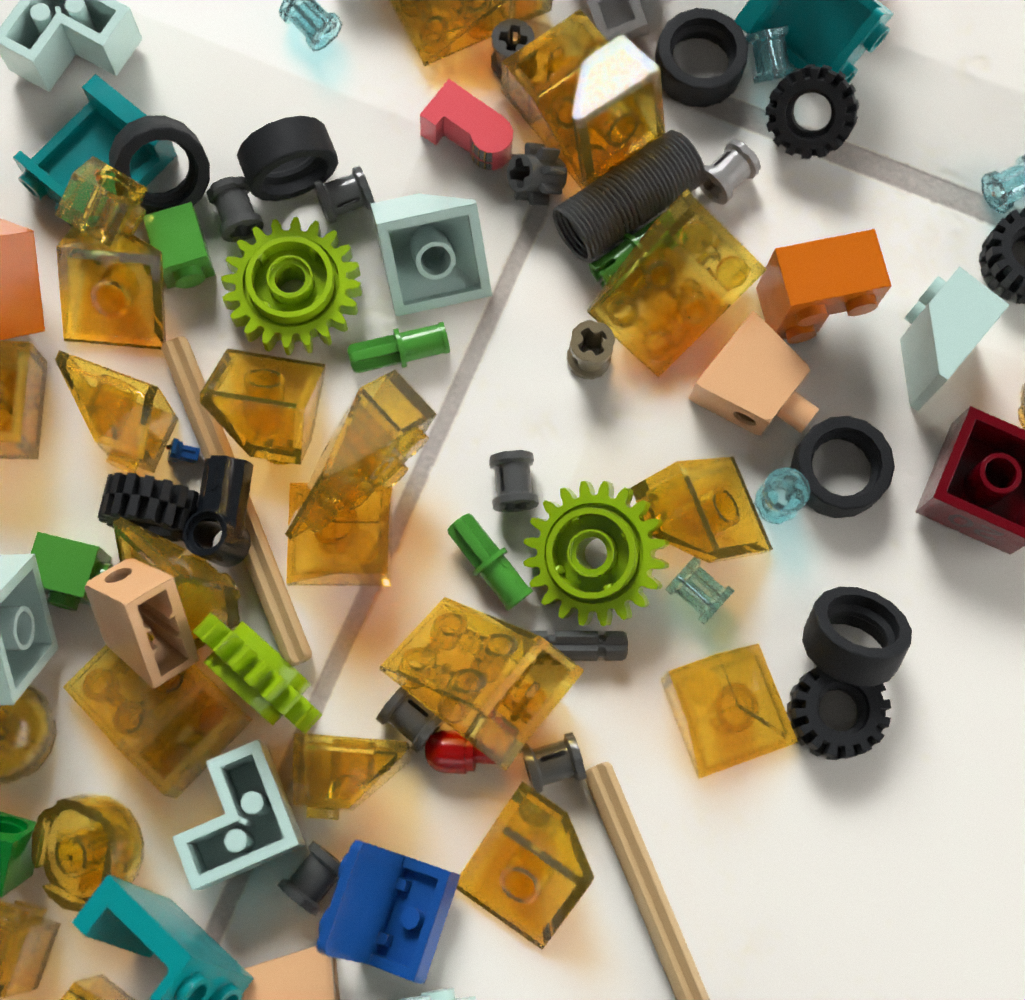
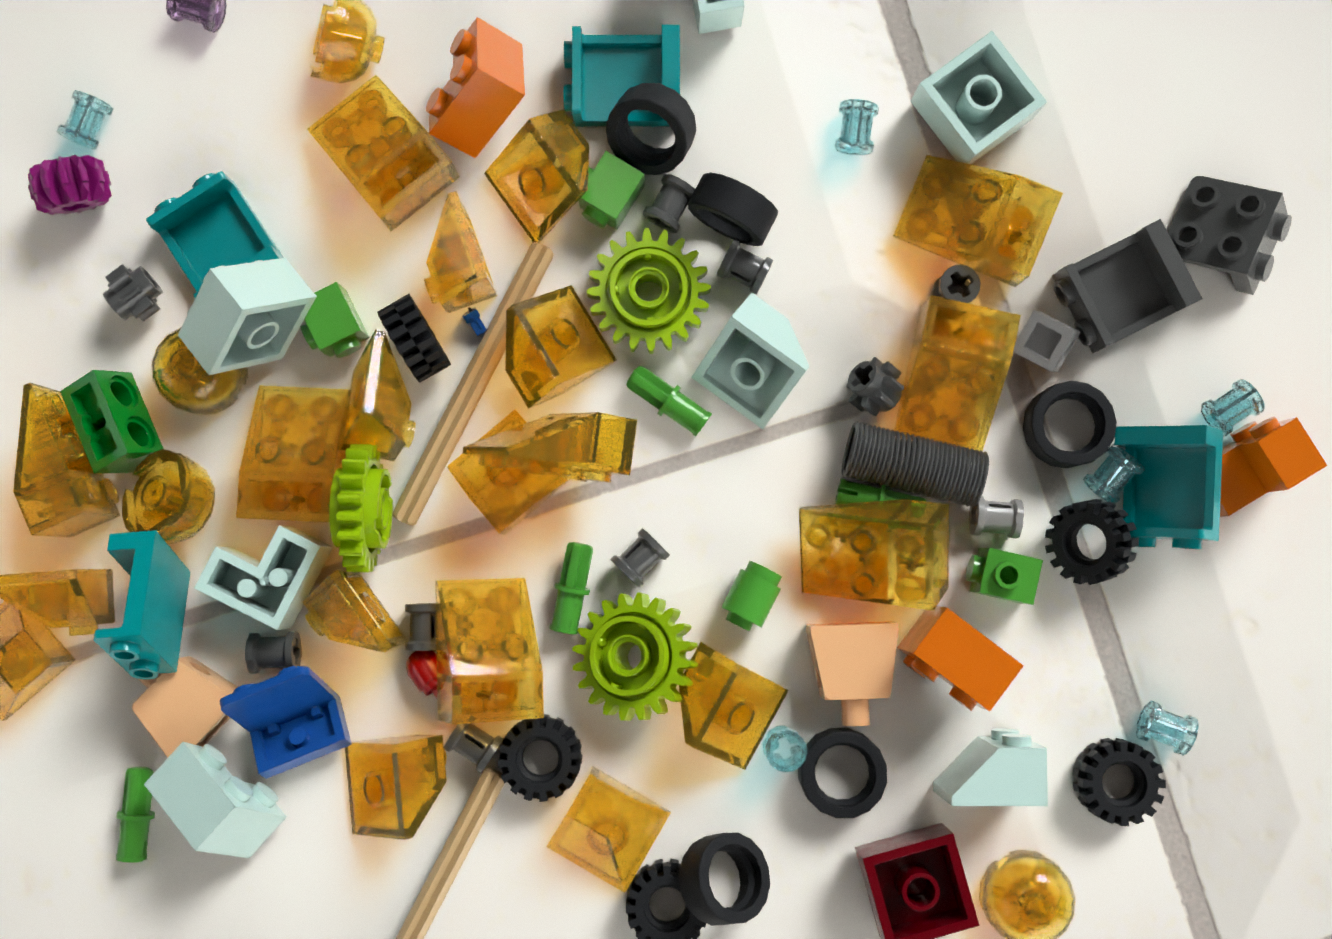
camera: 50 degrees right, 10 degrees up
(102, 202) = (586, 120): clear yellow brick -> none
(138, 601) = (337, 382): light nougat torso -> none
(224, 508) = (453, 386): black piece -> none
(469, 125) = (873, 307): coral leg -> none
(589, 645) = (568, 695): dark grey axle -> none
(592, 335) = (789, 524): dark tan bush -> none
(616, 107) = (964, 403): clear yellow slope -> none
(627, 415) = (752, 596): none -> bright green brick
(644, 698) = (535, 785): none -> black tyre
(699, 589) = (663, 759): clear light blue bush -> none
(783, 203) = (1004, 575): none -> bright green brick

